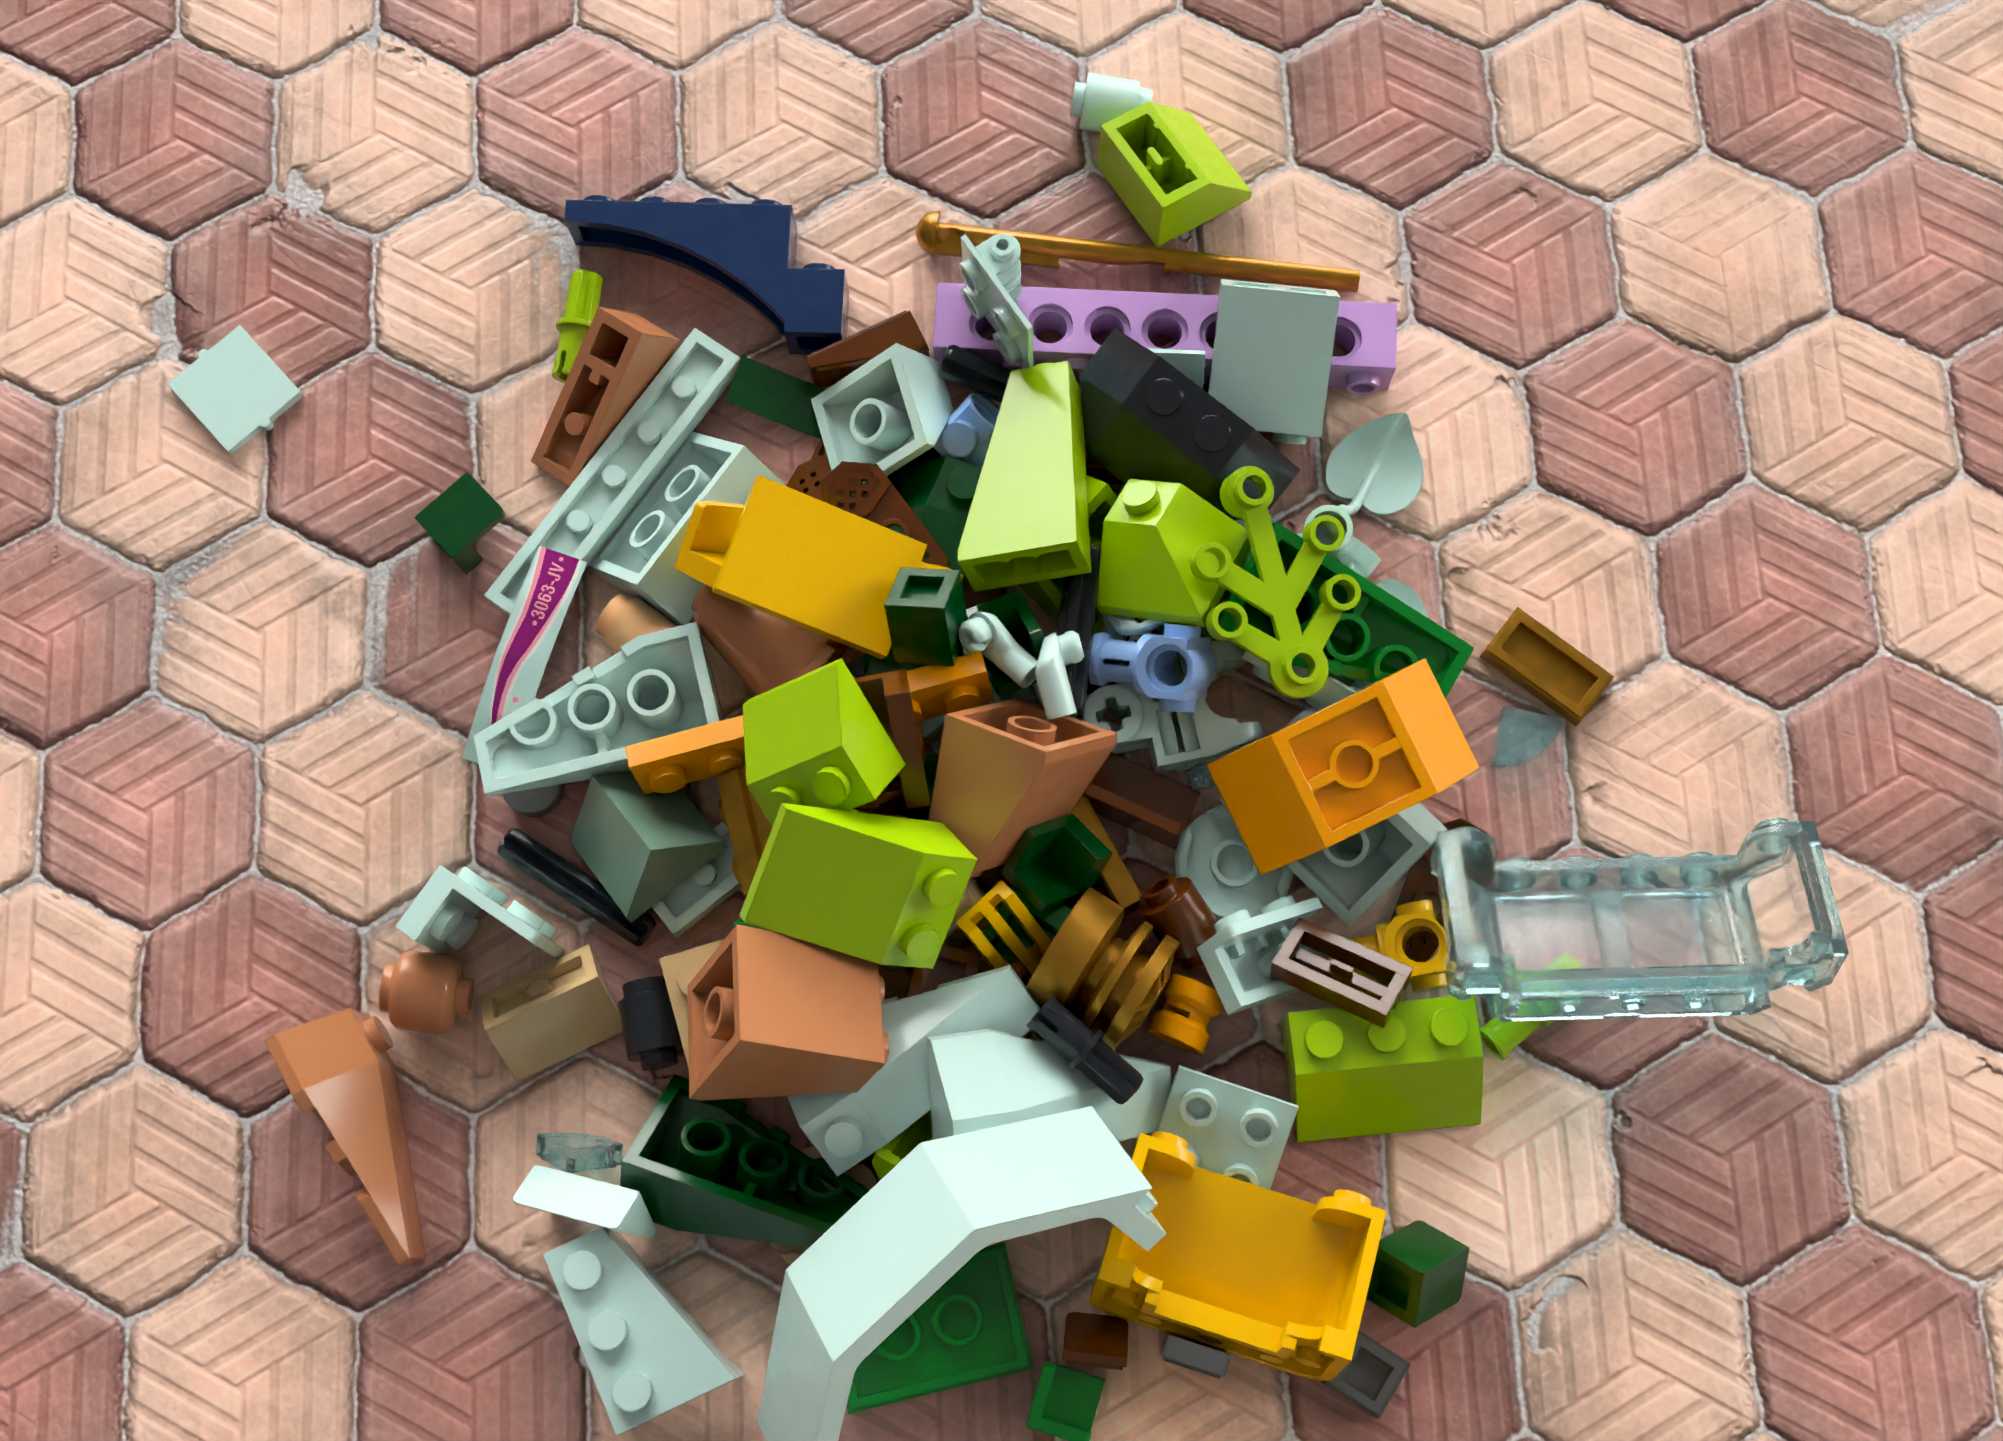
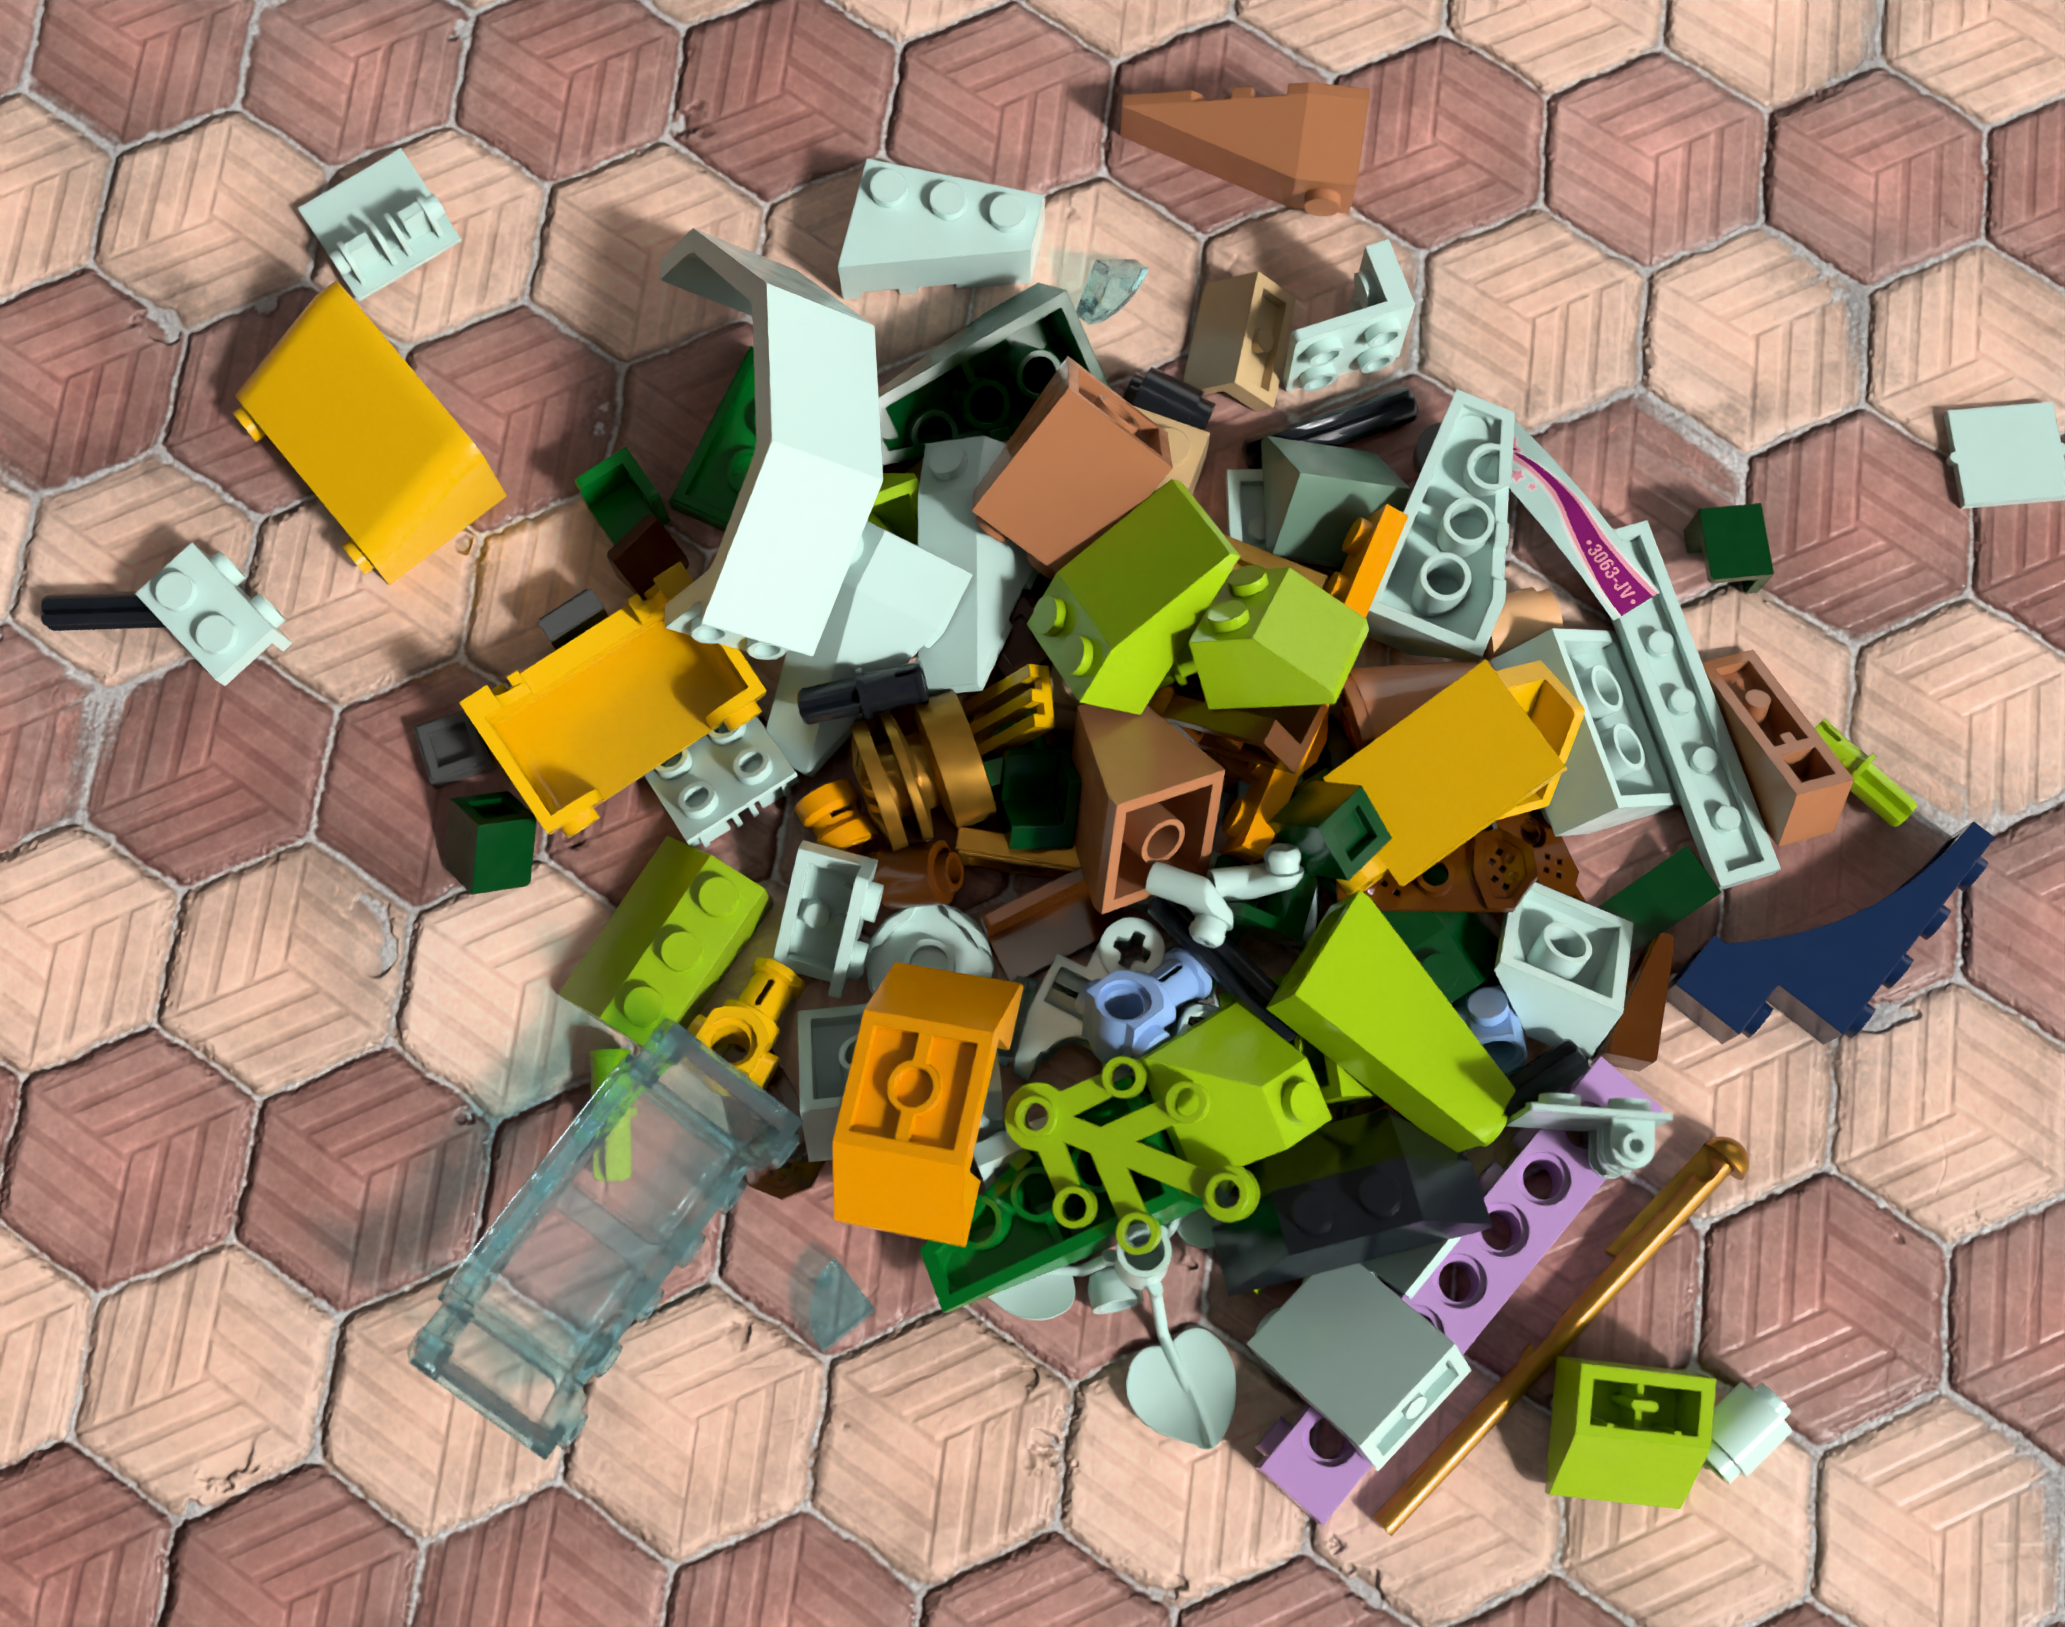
camera: 125 degrees right, 0 degrees up
(425, 992) = (1326, 255): nougat head -> none
(585, 1201) = (1058, 250): light aqua slope -> none
(1336, 981) = (708, 975): reddish brown tile -> none
(1546, 666) = (882, 1384): pearl gold tile -> none

